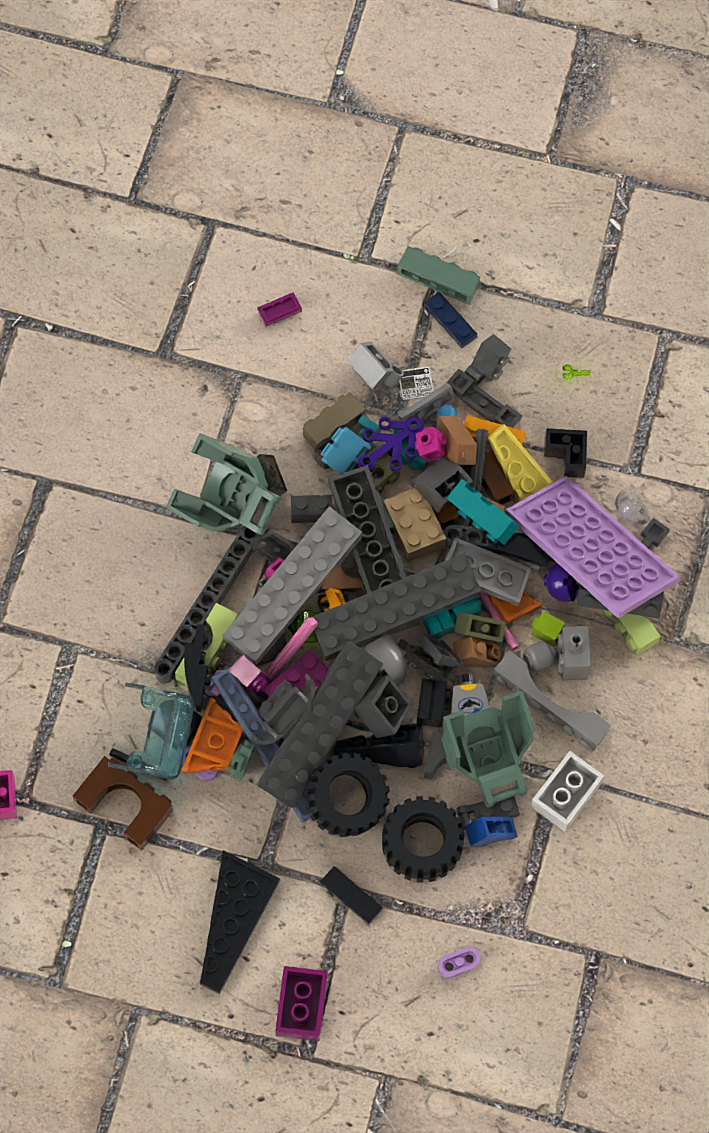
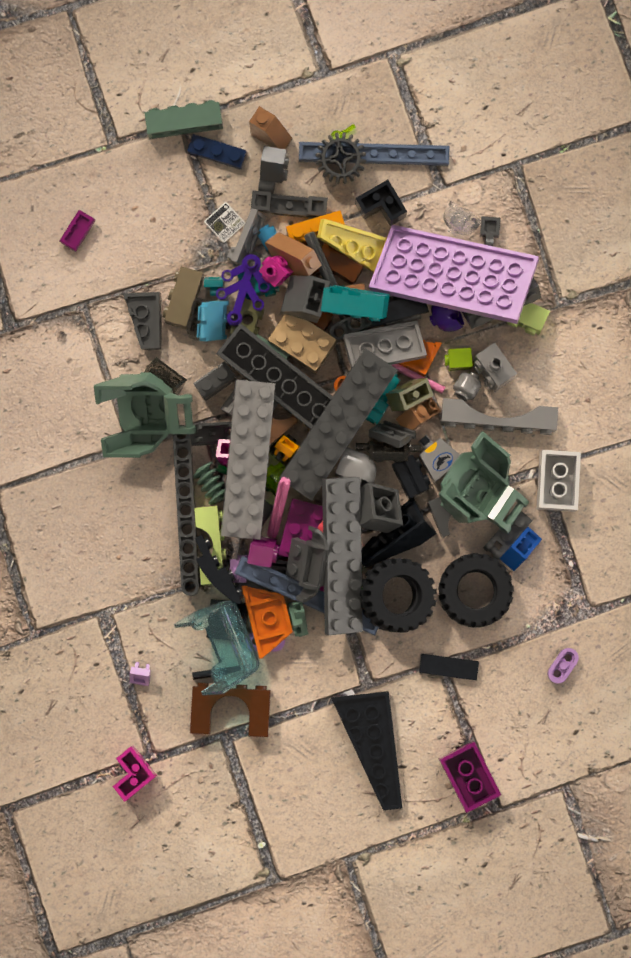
camera: 30 degrees left, 15 degrees up
(64, 718) = (140, 675): none -> lavender tile
(244, 590) = (210, 483): none -> sand green piece
(289, 417) = (146, 317): none -> dark grey wing
(374, 366) = (185, 231): light grey hinge -> none
(508, 325) = (269, 129): none -> medium nougat slope
(549, 386) = (357, 155): none -> dark grey gear
(591, 407) = (382, 153): none -> sand blue tile

